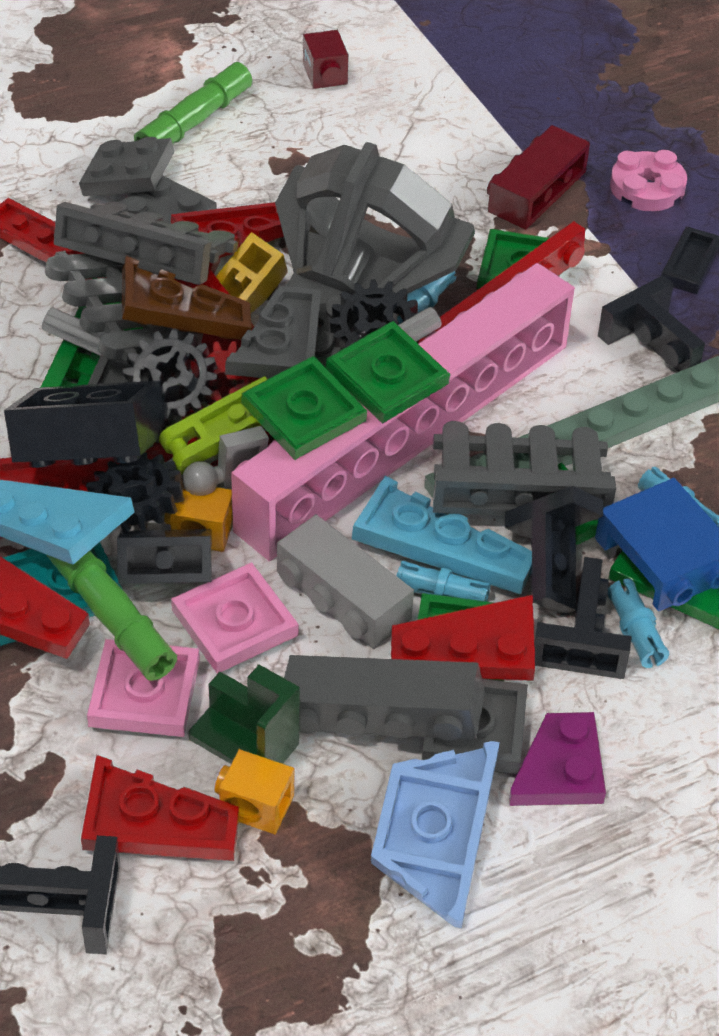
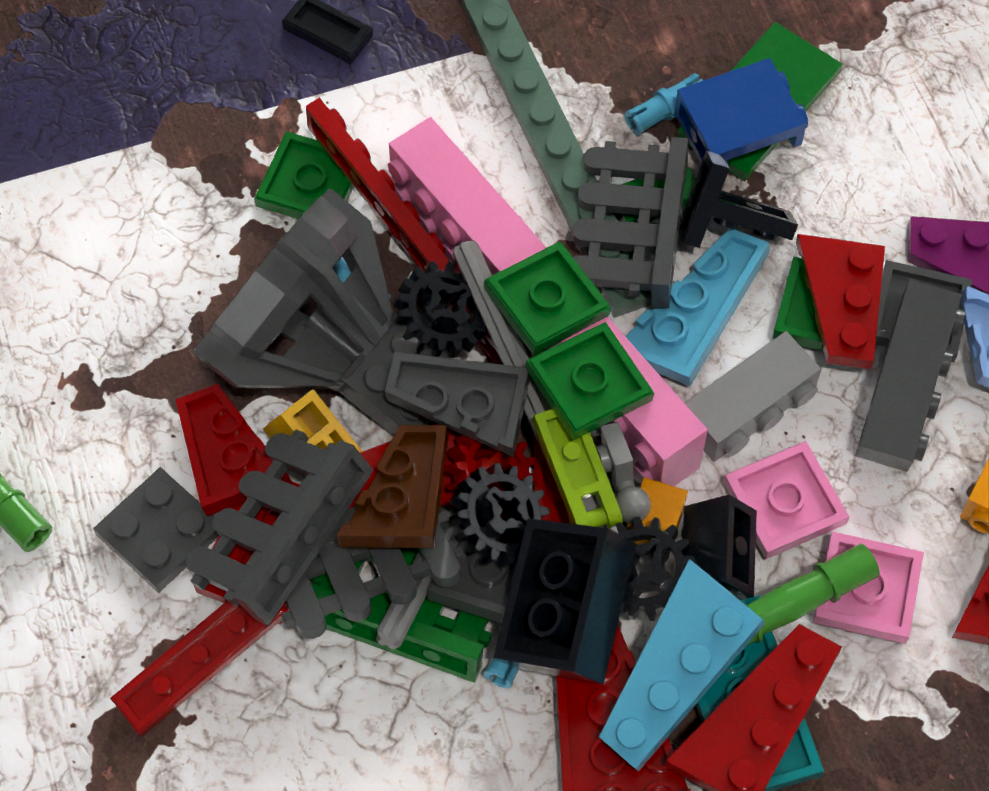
camera: 80 degrees left, 15 degrees up
(127, 166) = (84, 557): dark grey plate -> none
(250, 717) = (930, 491): dark green panel -> none
(442, 582) = (754, 315): medium azure pin -> none
(538, 177) = (182, 137): dark red brick -> none
(585, 645) = (813, 202): black bracket -> none
(634, 169) = (194, 20): bright pink plate -> none
(638, 623) = (808, 165): medium azure pin -> none
(648, 317) = (435, 74): black bracket -> none

